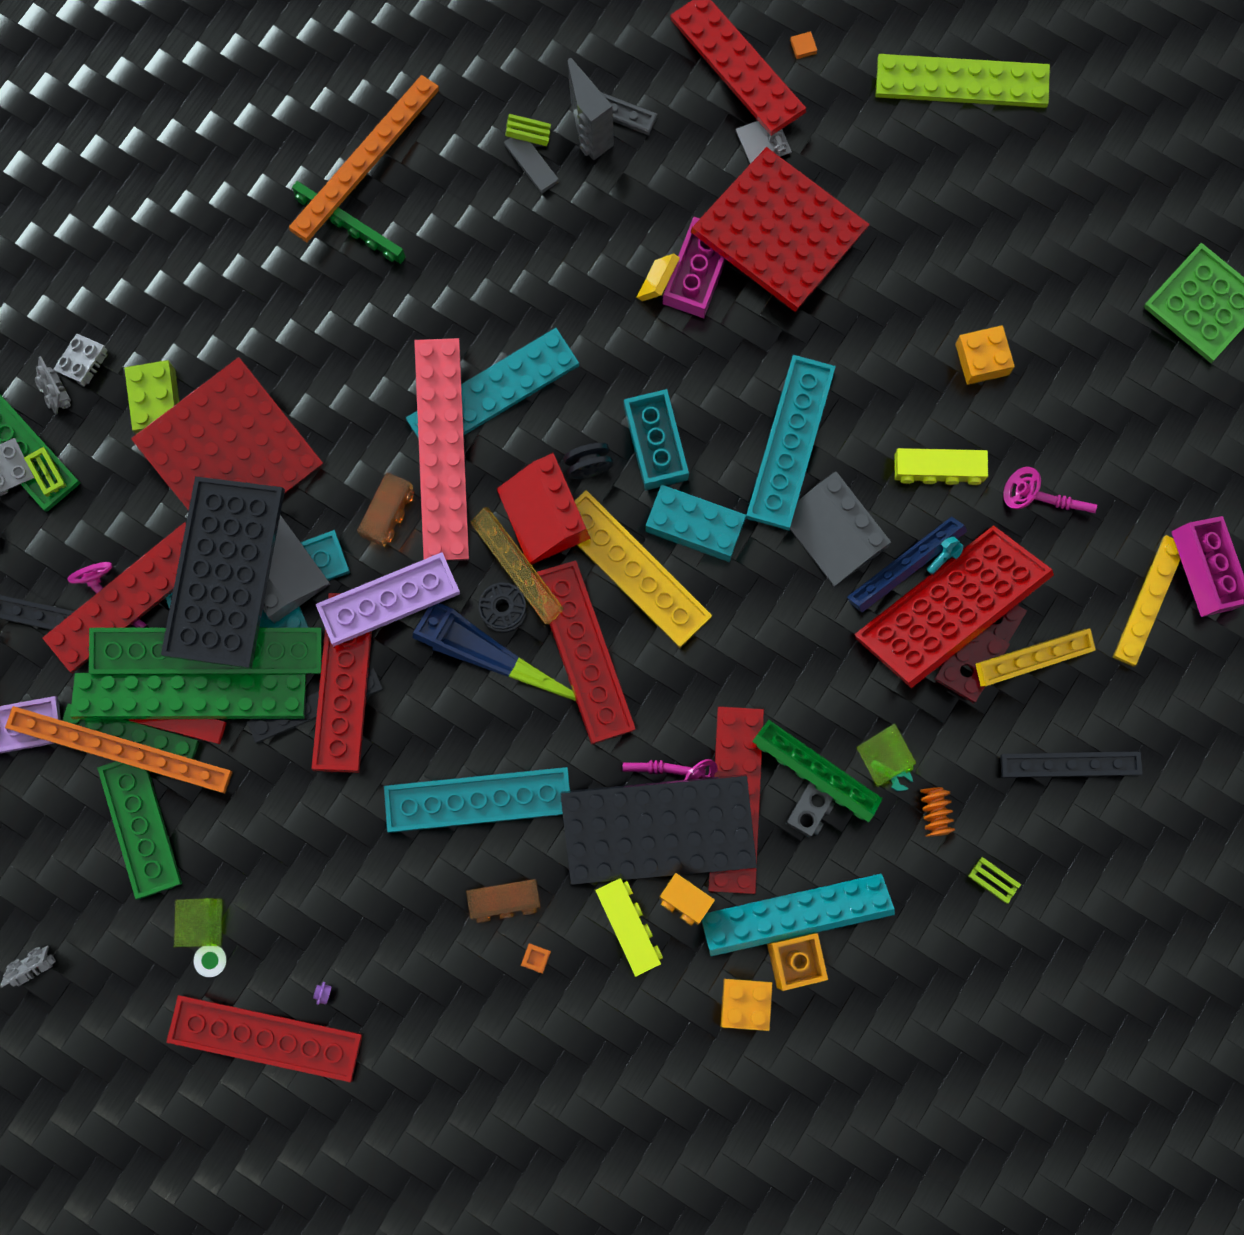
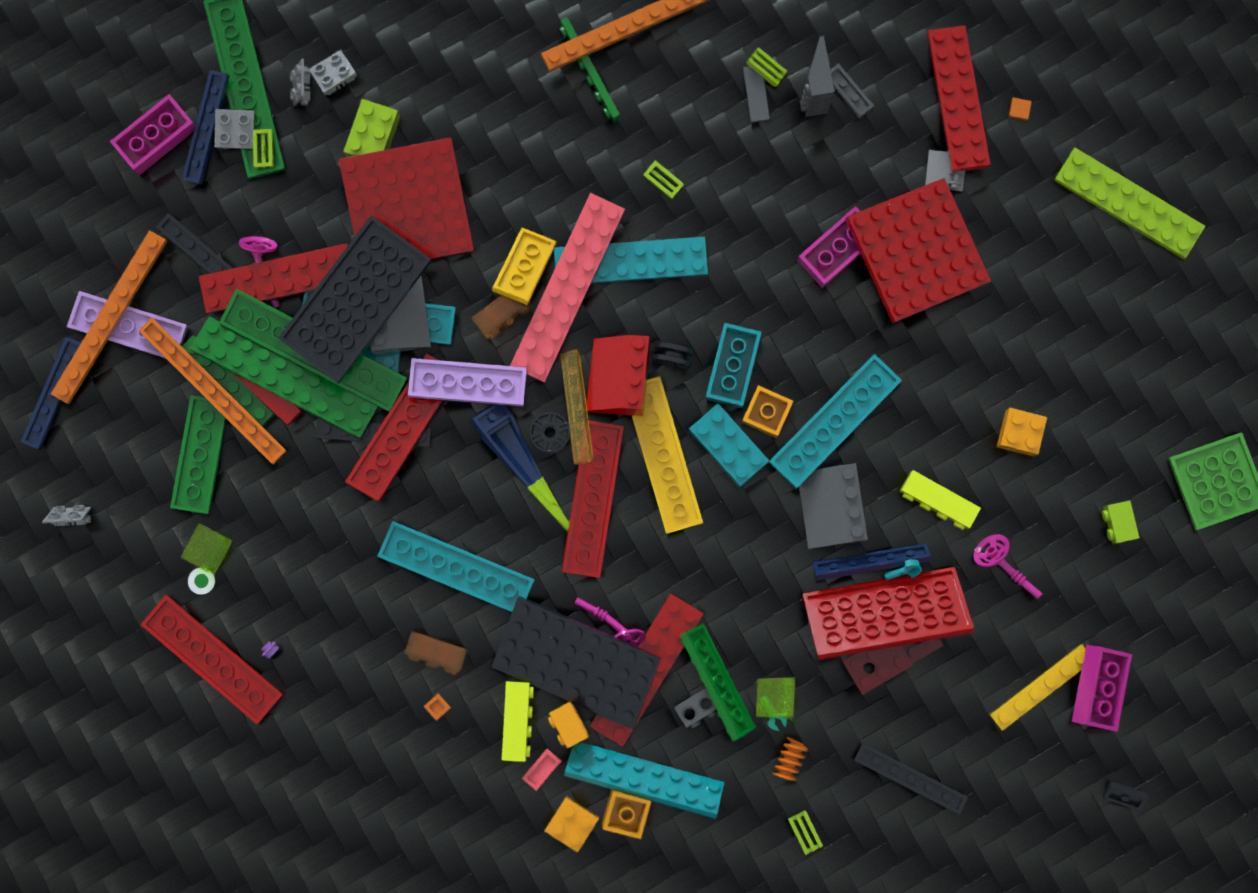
camera: 30 degrees right, 5 degrees up
(385, 451) = (524, 266): none -> yellow tile
(479, 301) = (675, 189): none -> lime tile
(658, 277) = (803, 239): yellow tile -> none
(682, 964) = (541, 769): none -> coral tile
(716, 468) = (767, 412): none -> light orange brick
(1035, 657) = (927, 685): yellow plate -> none
(1134, 393) = (1120, 522): none -> lime brick

